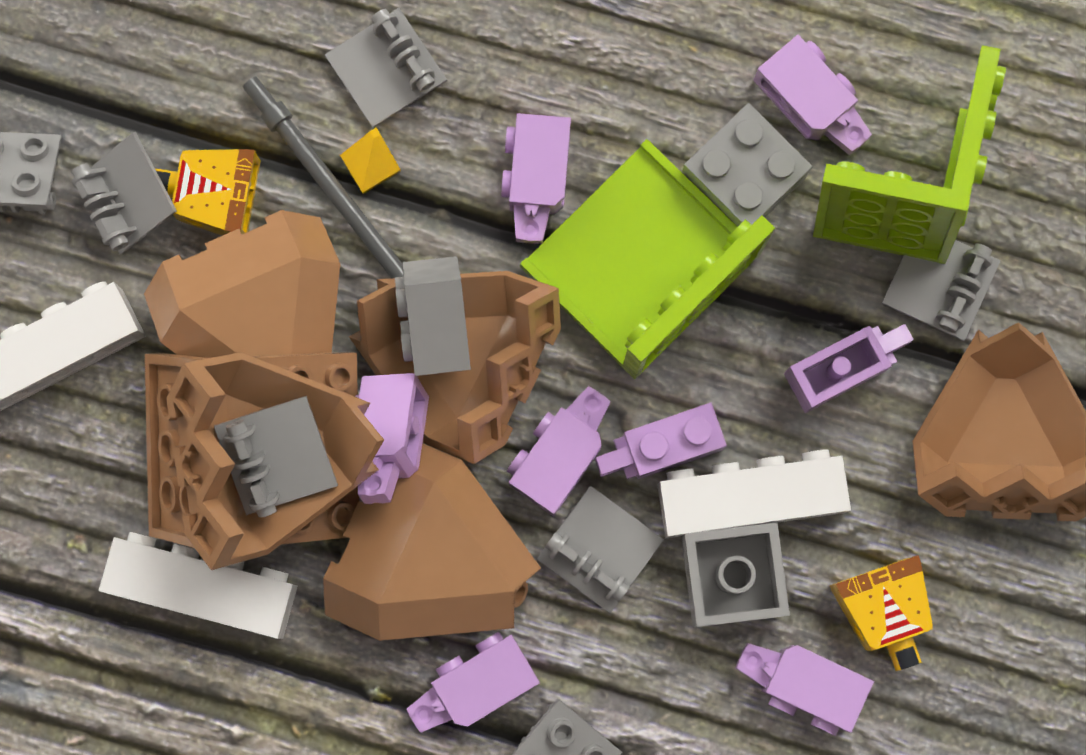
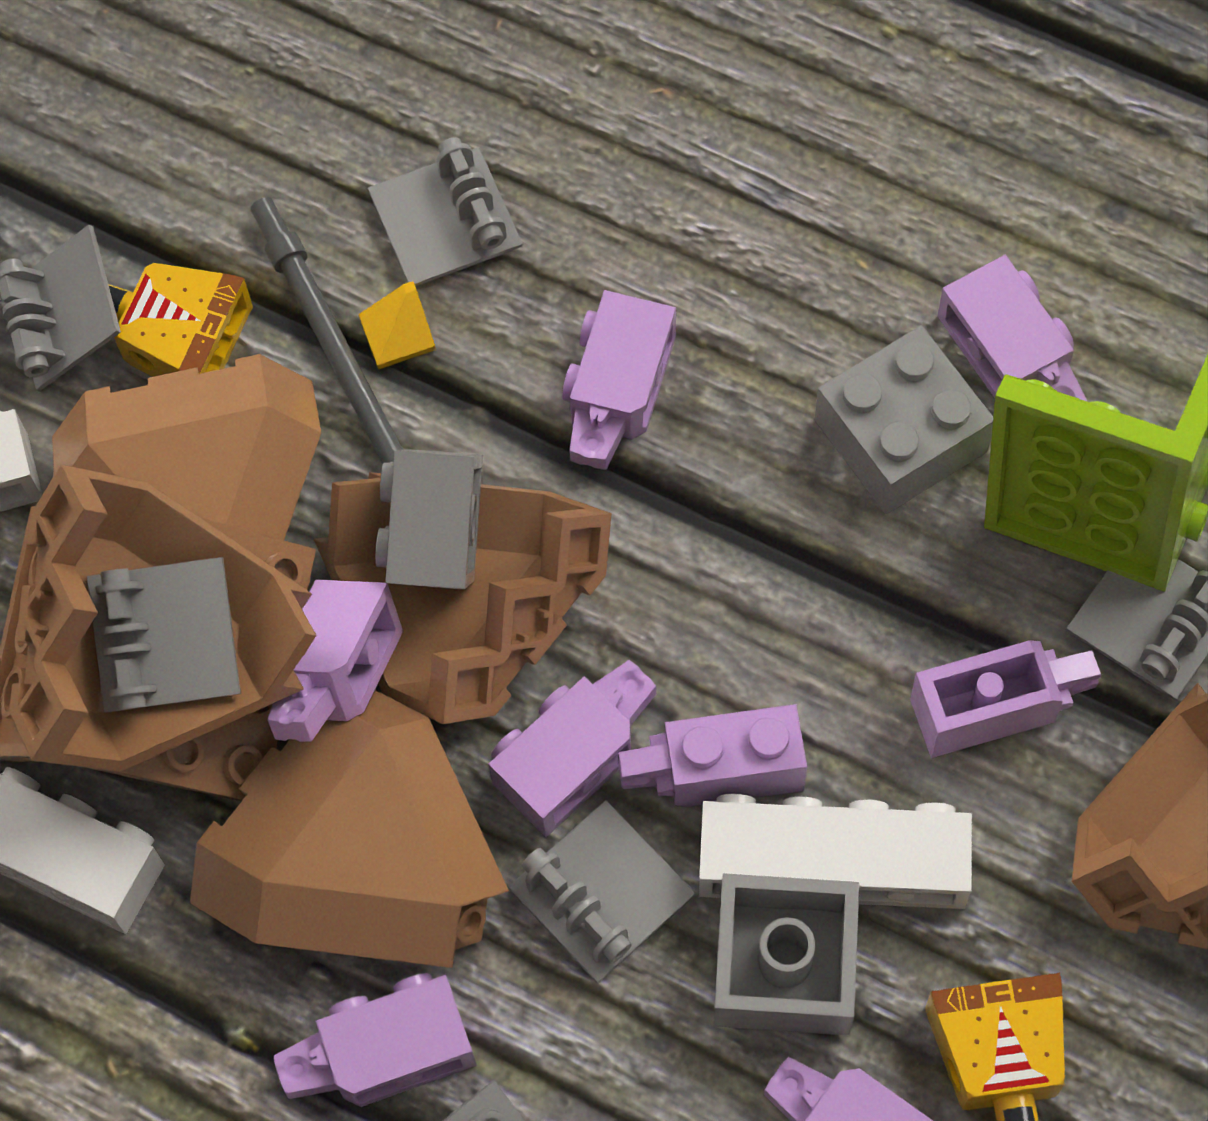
camera: 15 degrees right, 15 degrees down
(644, 258) = (748, 511): lime bracket -> none

